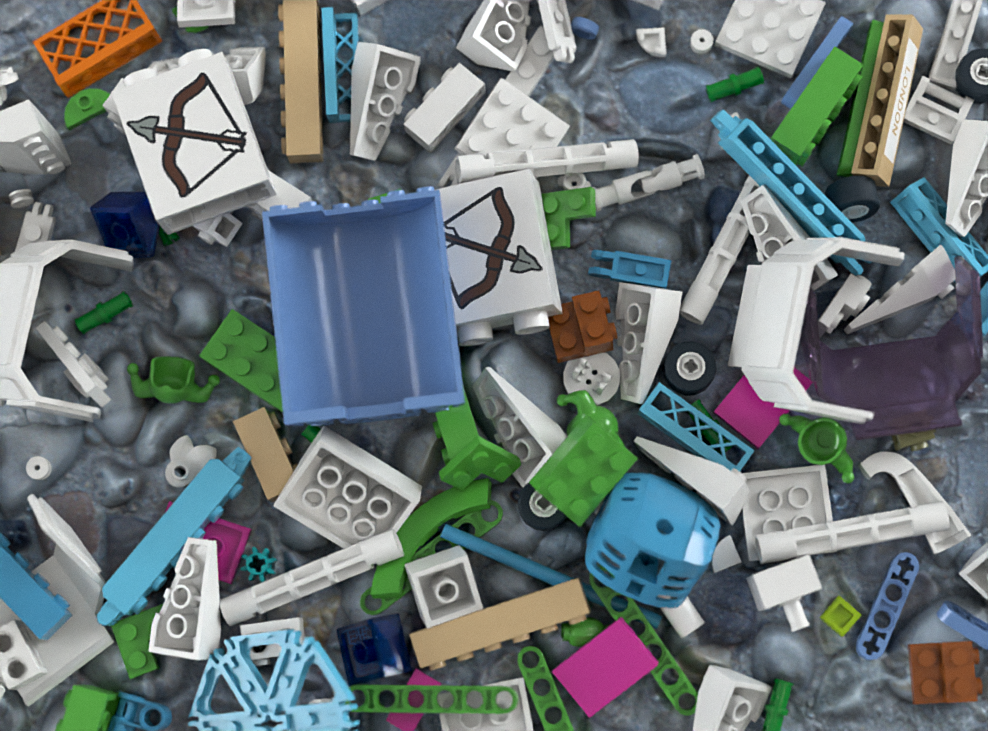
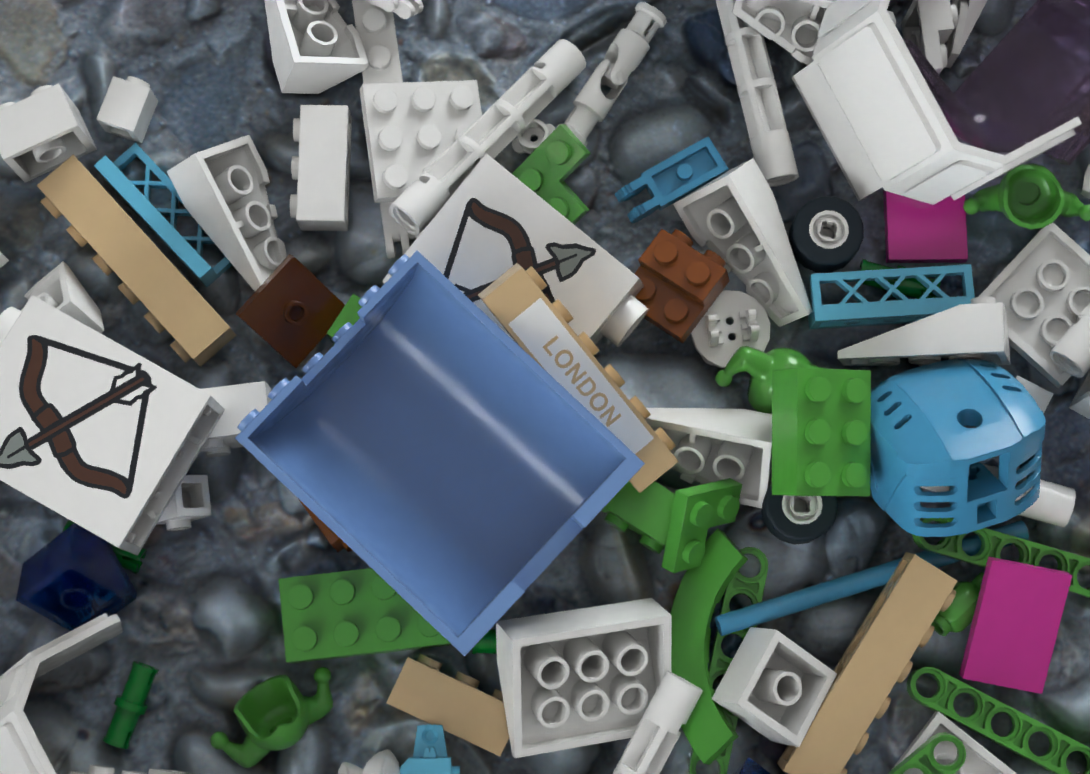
camera: 50 degrees left, 0 degrees up
(360, 171) = (291, 311): none -> reddish brown plate
(474, 328) = (545, 335): none -> brick

